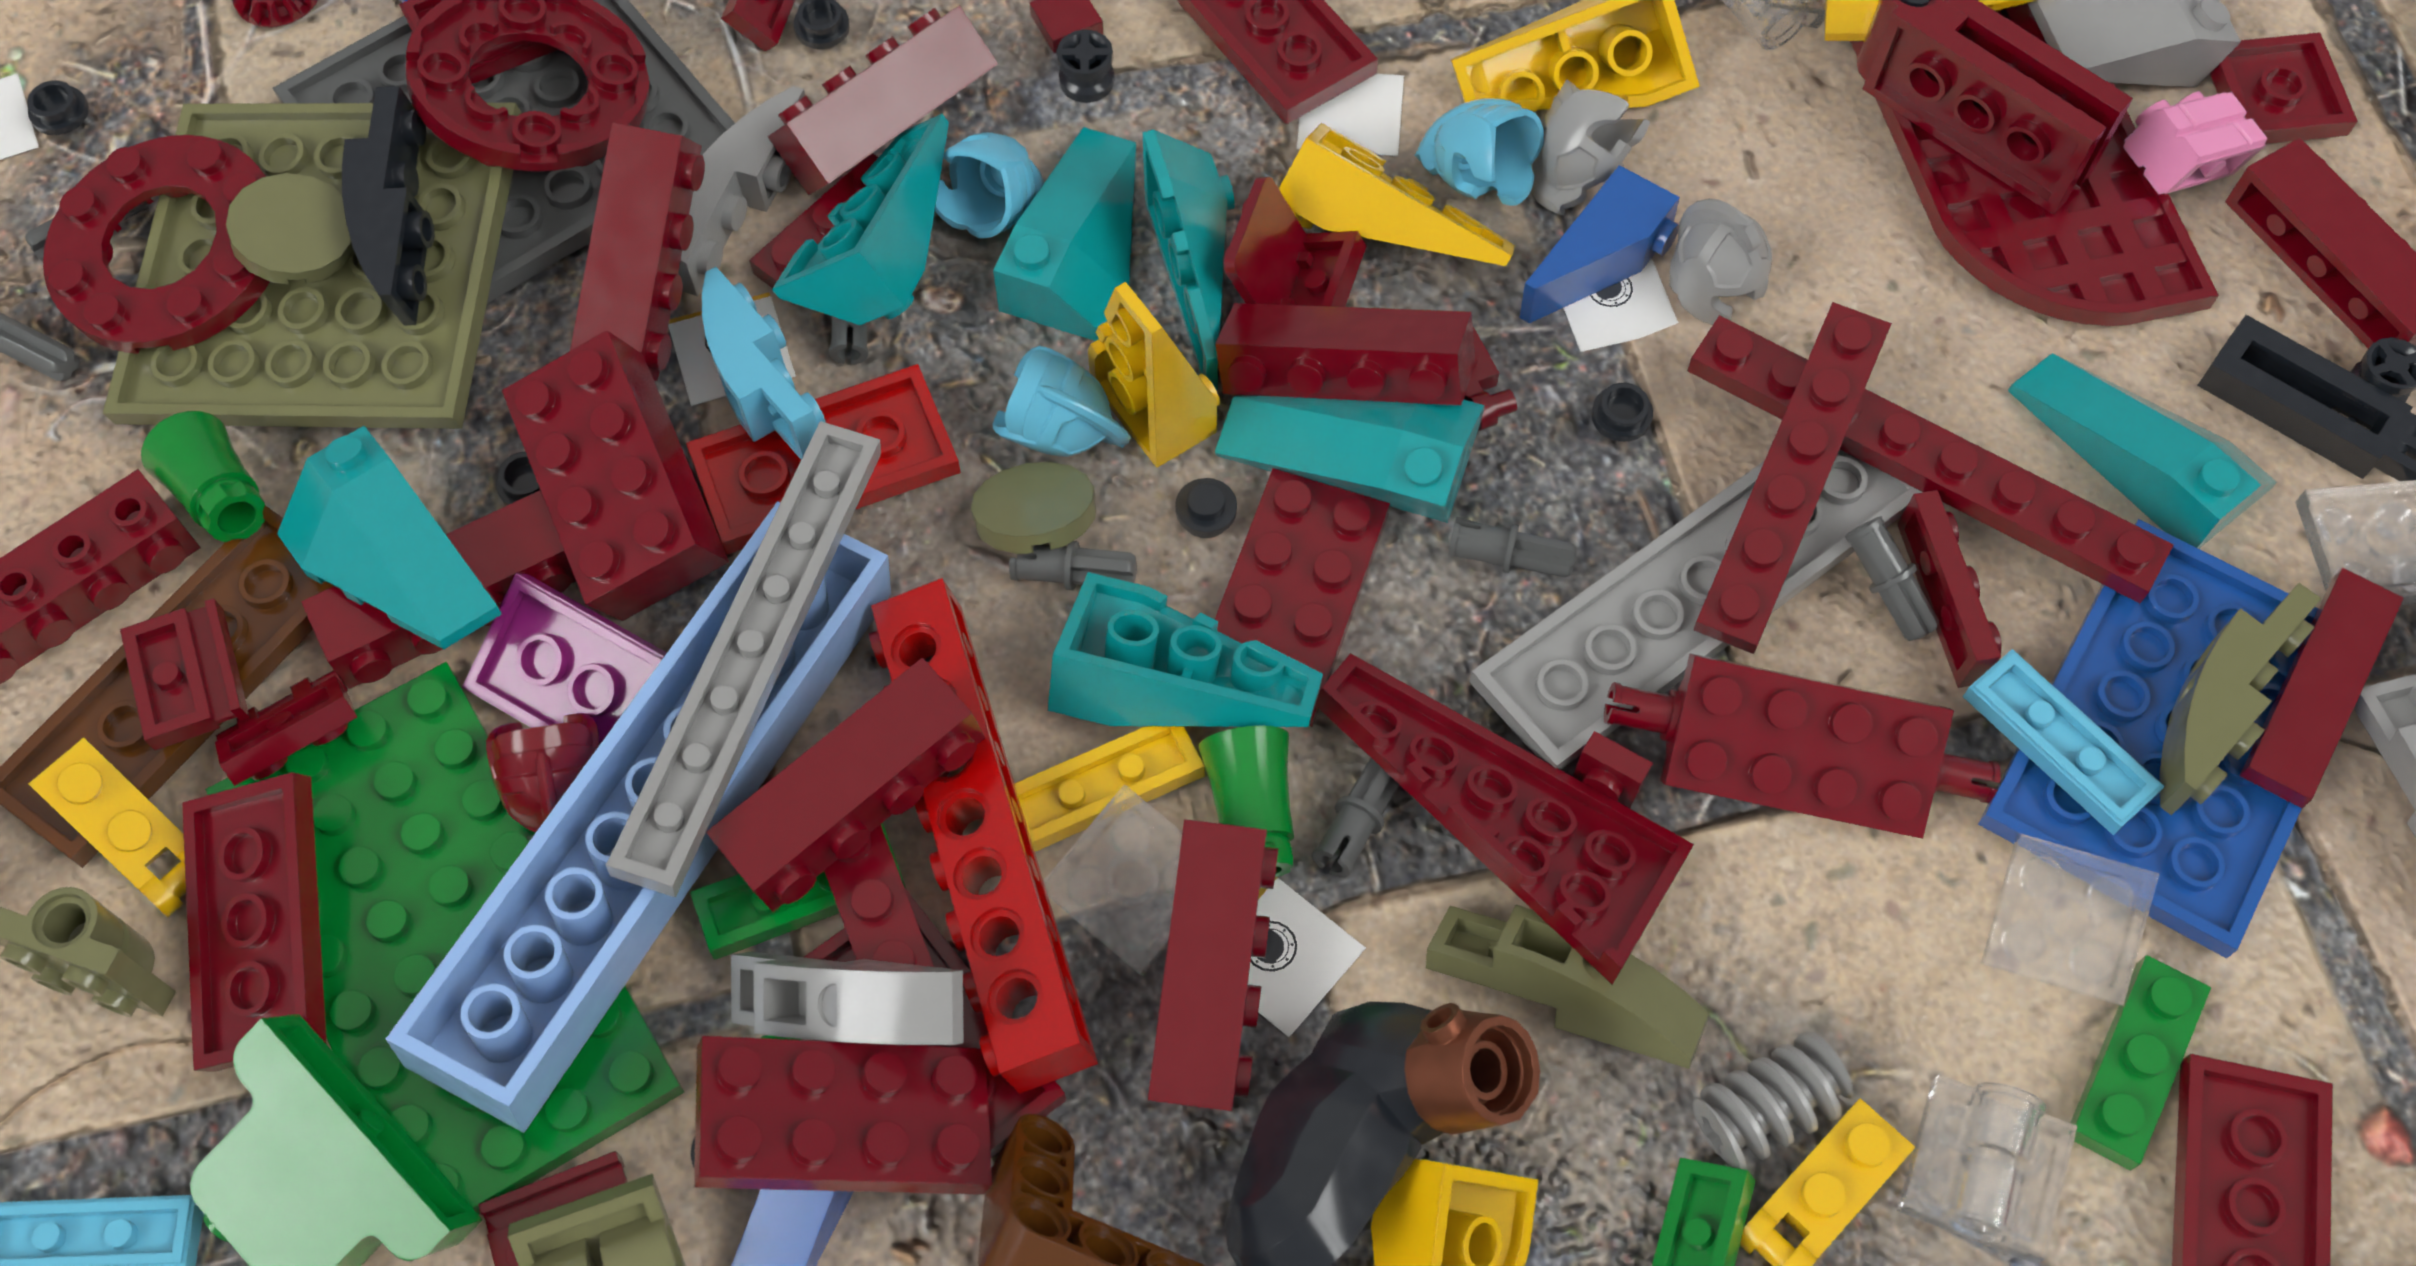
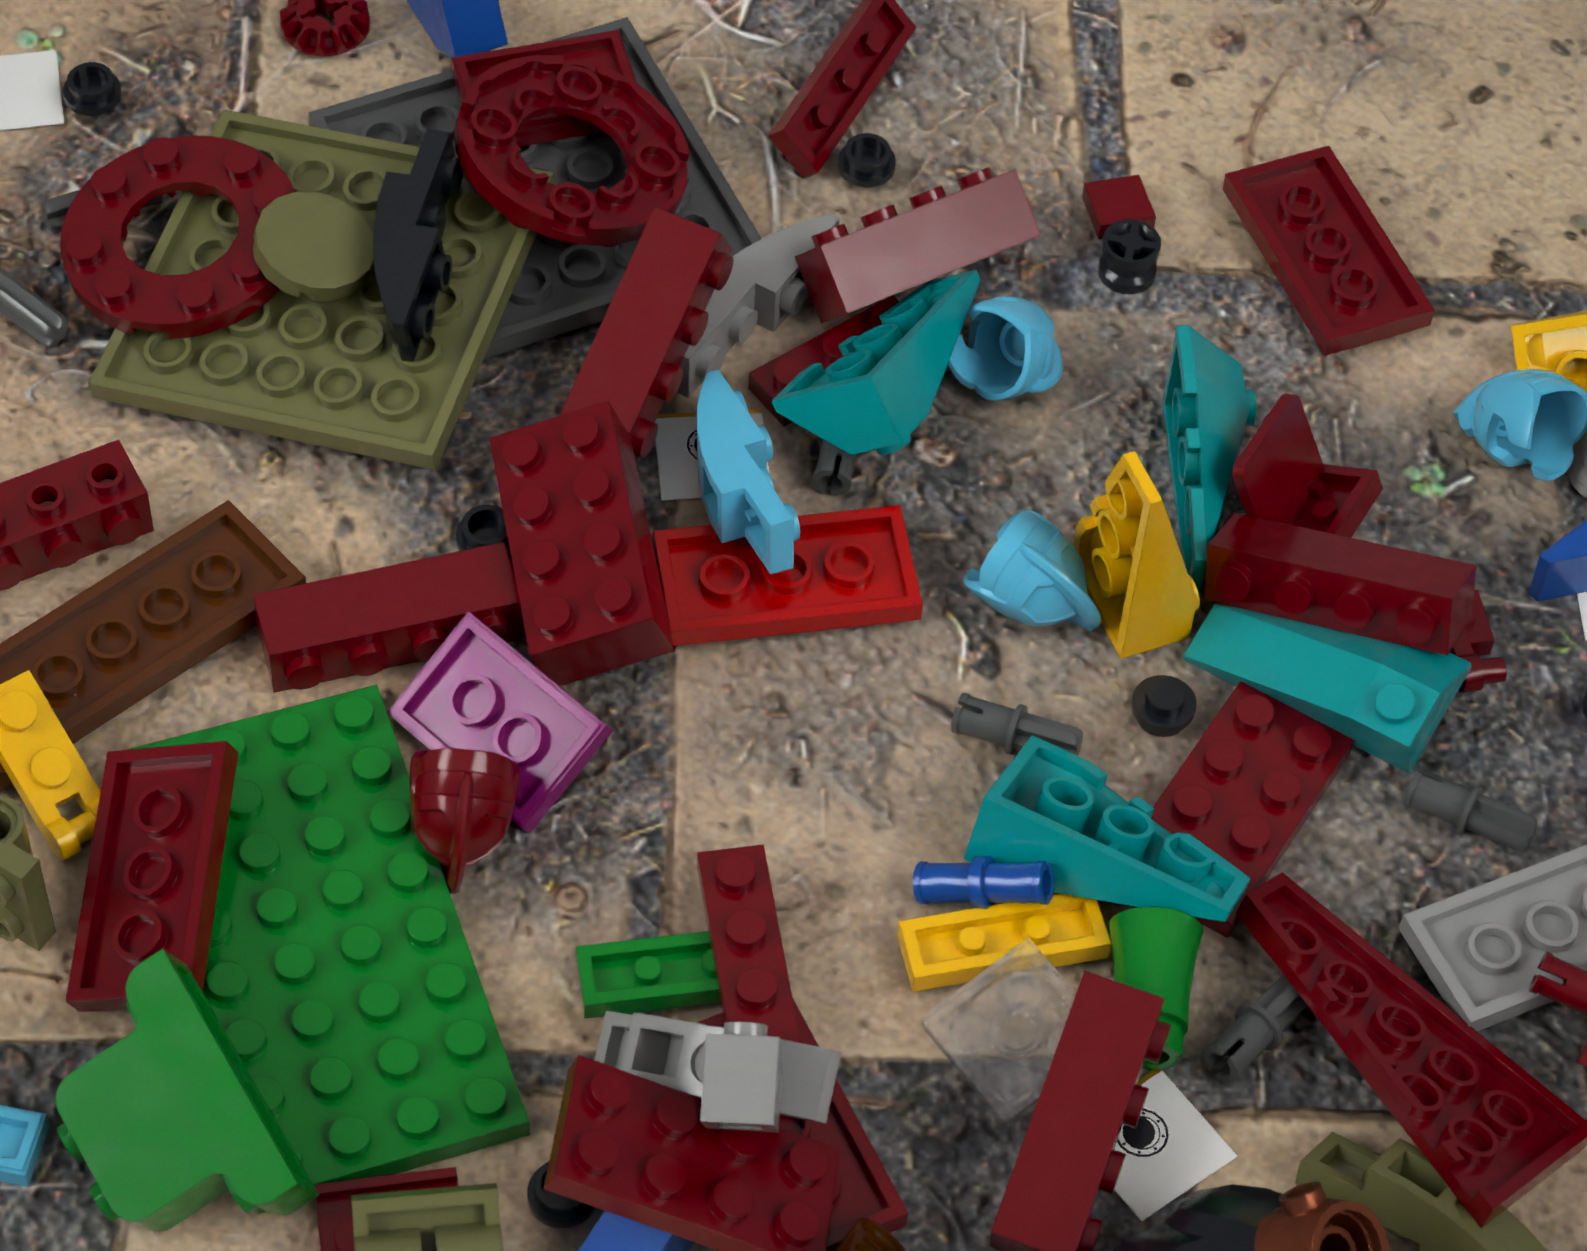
camera: 10 degrees right, 10 degrees down
(183, 674) = (129, 636): dark red plate -> none
(201, 469) = (176, 453): green plant -> none
(310, 714) = (237, 701): dark red plate -> none
(377, 542) = (342, 550): teal wedge -> none
(561, 931) = (552, 860): light blue brick -> none
(744, 662) = (683, 731): light grey plate -> none
(847, 785) = (758, 870): dark red brick -> none
(868, 1028) = (742, 1079): none -> light grey brick
(1033, 507) = (989, 664): olive tile -> none
(1054, 1034) = (872, 903): red brick -> none
(1071, 732) = (983, 882): none -> blue pin
(1073, 239) = (1080, 419): teal wedge -> none
(1345, 190) = (1375, 429): yellow wedge -> none
(1364, 114) = (1400, 367): white sticker -> none
(1612, 769) = (1528, 1038): dark red plate -> none

